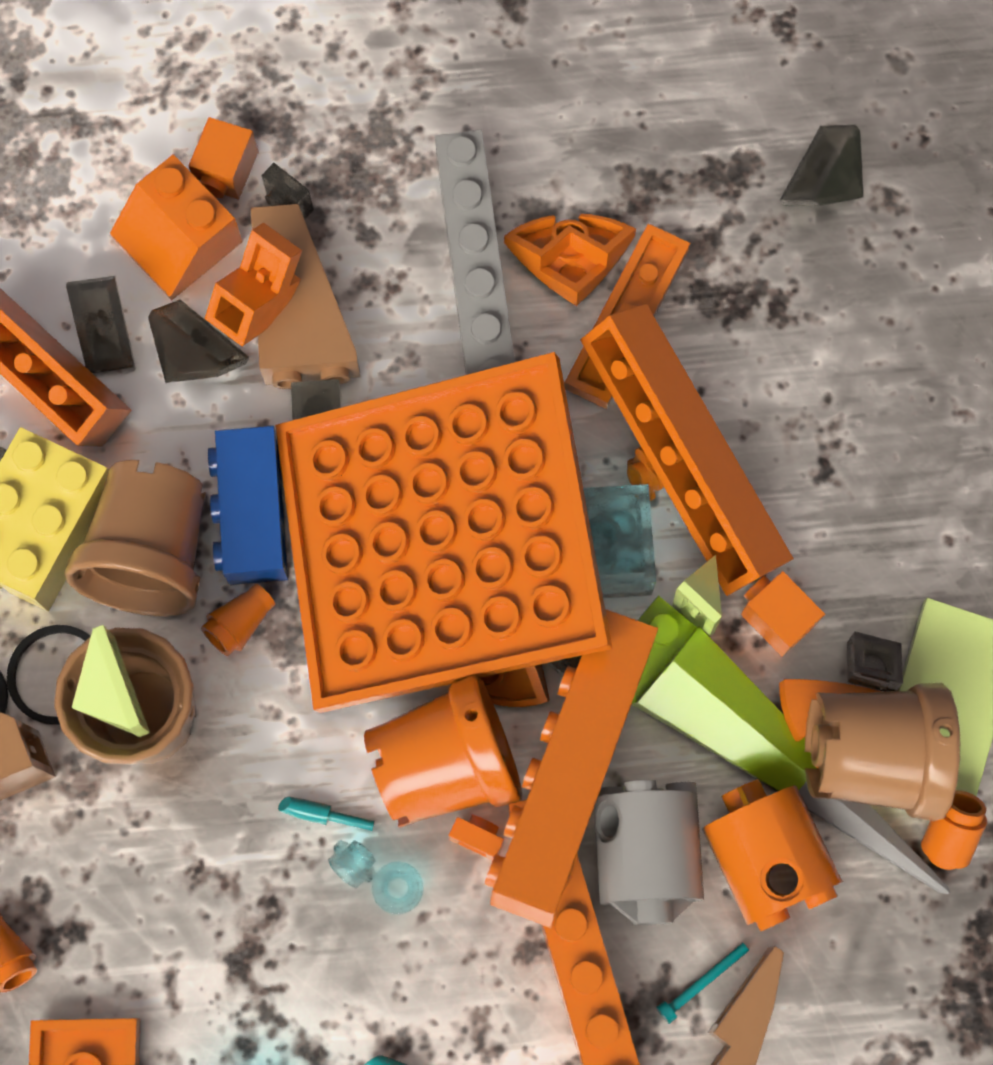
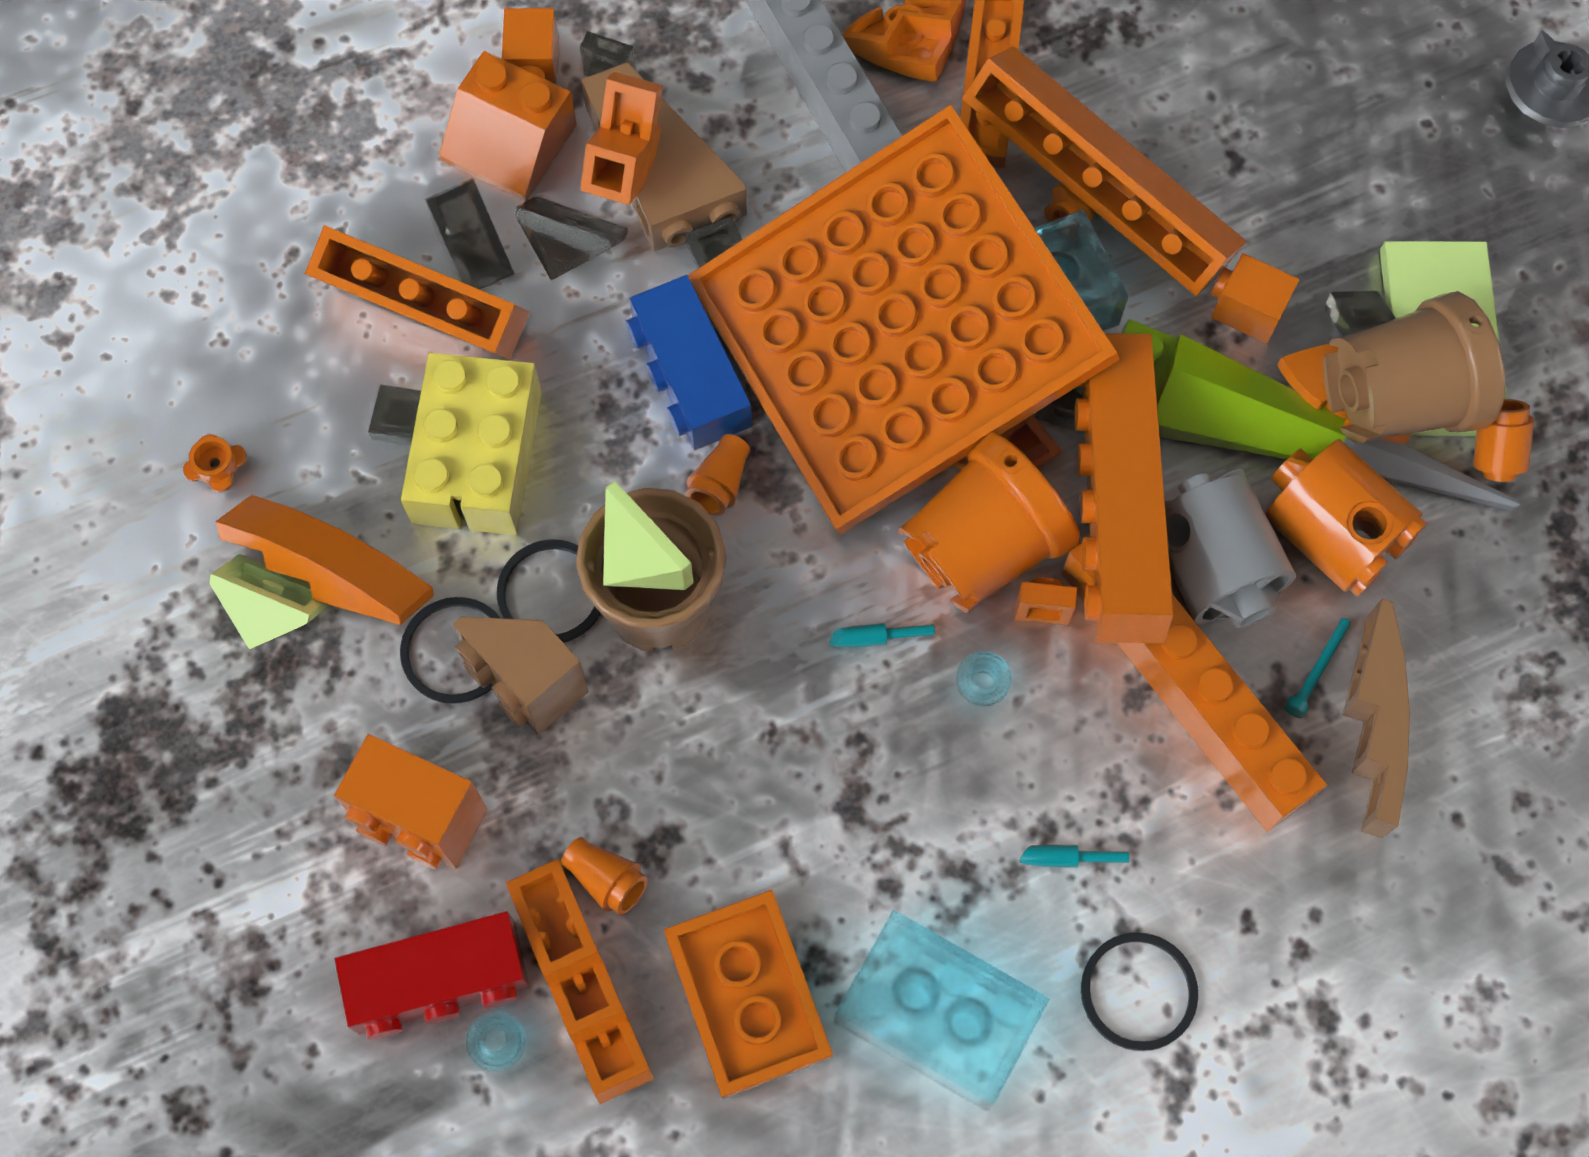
camera: 20 degrees left, 5 degrees down
(142, 542) = (598, 423): medium nougat piece -> none
(353, 863) = (931, 667): clear light blue plate -> none
(699, 597) = (1177, 303): yellowish green slope -> none

